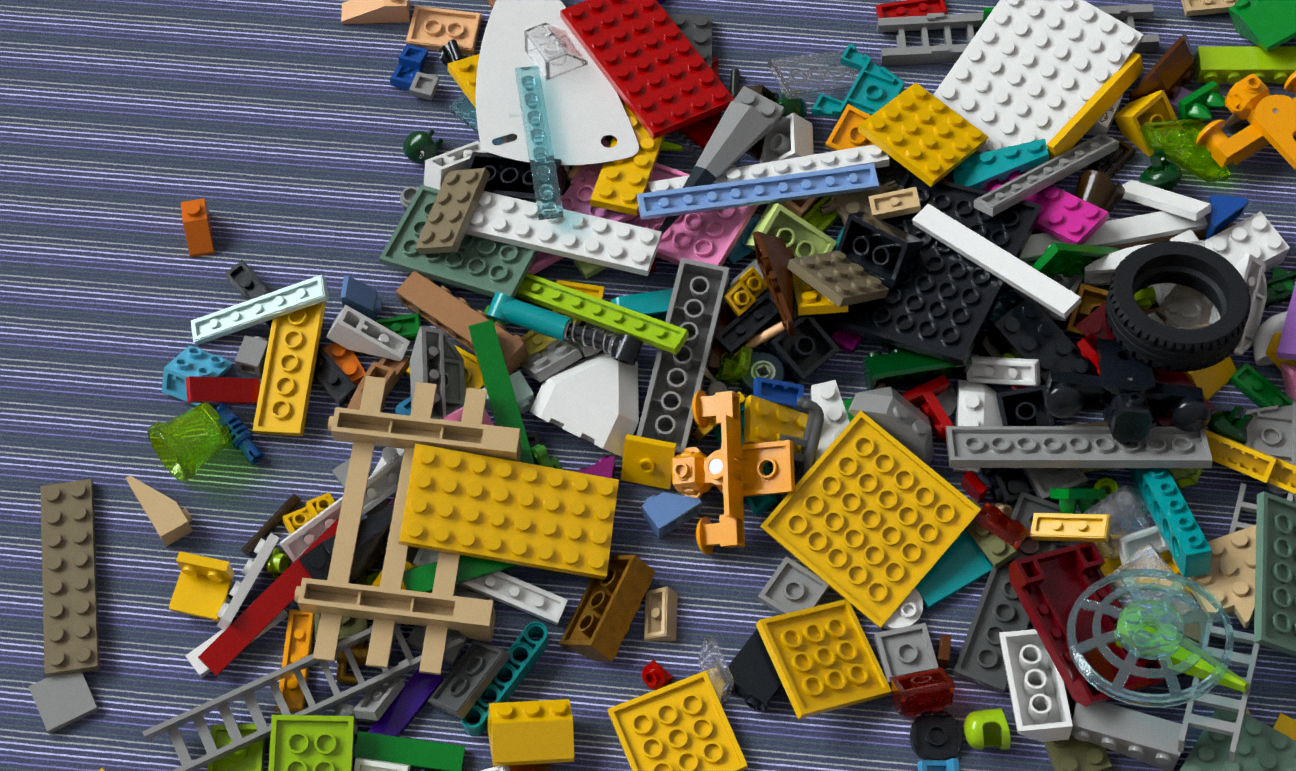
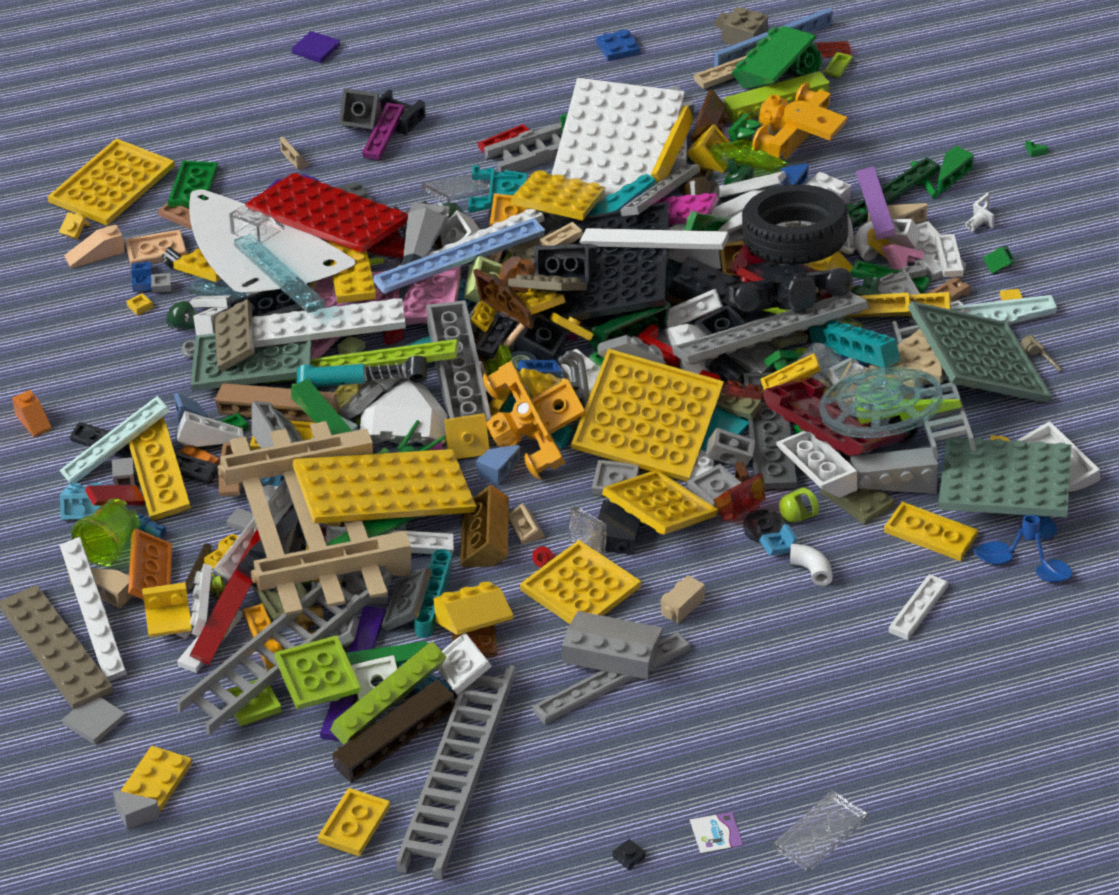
camera: 25 degrees left, 20 degrees down
(126, 547) = (93, 609): none -> white plate
(215, 509) = (148, 562): none -> orange tile
(389, 107) = (140, 304): none -> yellow tile
(461, 136) = (211, 301): none -> white tile
(572, 461) = (402, 448): none -> green plant
(817, 236) = (517, 266): none -> dark orange tile
(842, 346) = (572, 325): none -> yellow plate
(946, 608) = (730, 447): none -> light grey brick

